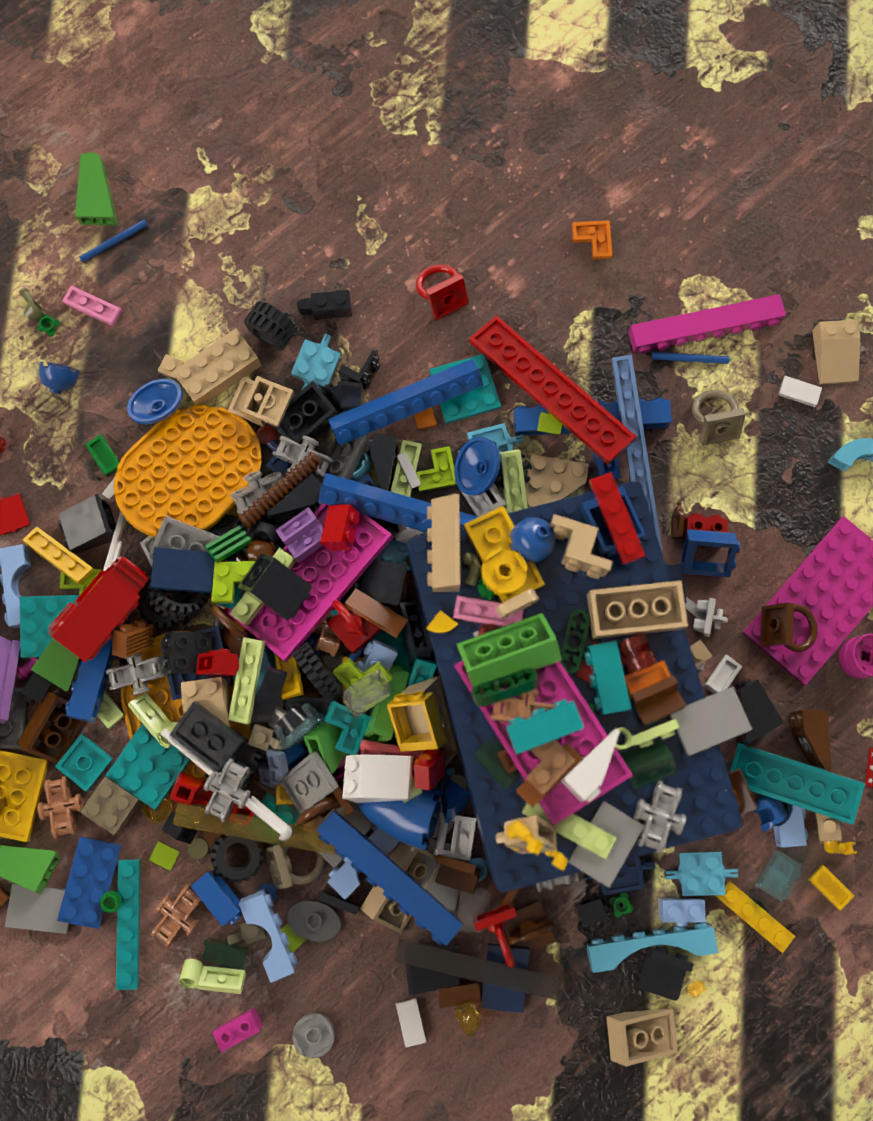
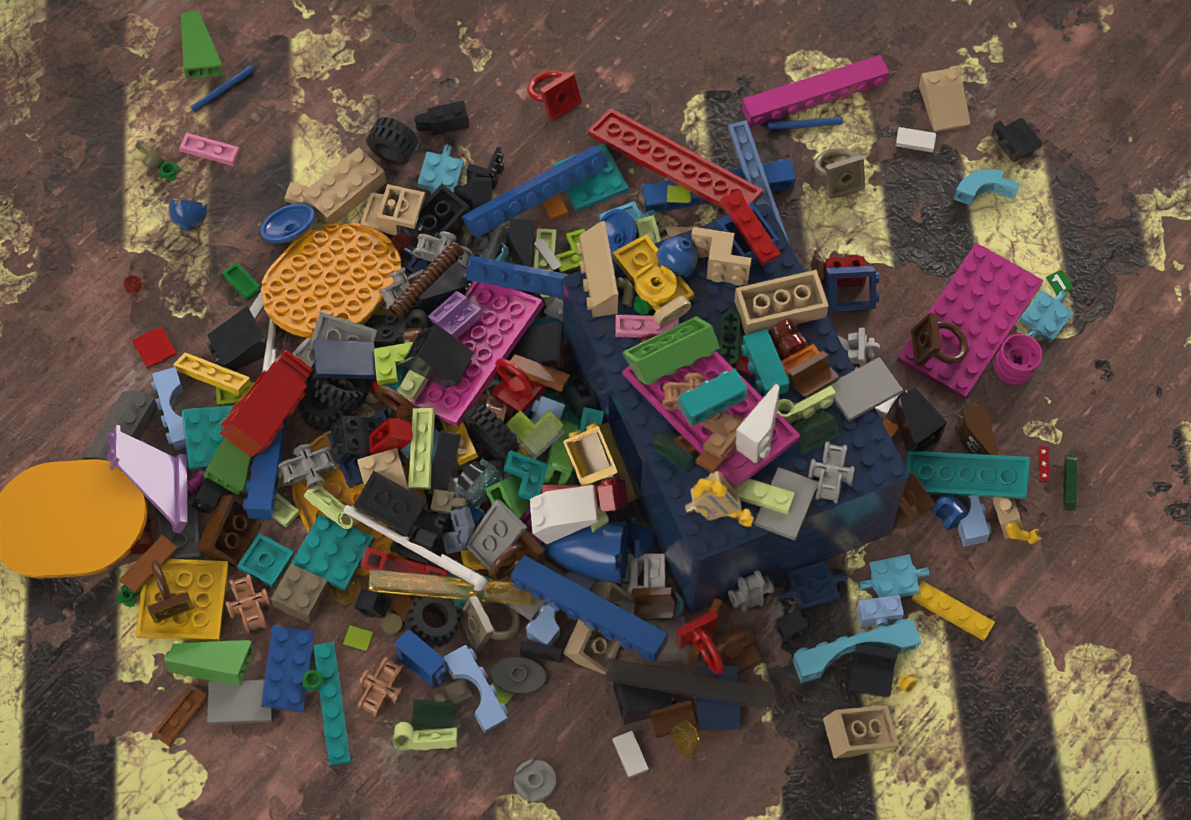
camera: 10 degrees left, 15 degrees down
(132, 638) = (301, 430): dark orange brick -> none
(226, 541) = (381, 330): green tile -> none
(227, 790) = (416, 555): light grey axle -> none
(237, 1029) = (458, 781): dark pink hinge -> none
(340, 527) = (492, 299): red brick -> none
(441, 623) = (605, 340): yellow tile -> none
(484, 695) = (672, 374): dark green beam -> none
(597, 233) = (694, 24): orange plate -> none
(615, 901) = (820, 612): green plate -> none
(779, 876) = (968, 567): clear light blue brick -> none
(831, 887) = (1022, 573): yellow plate -> none

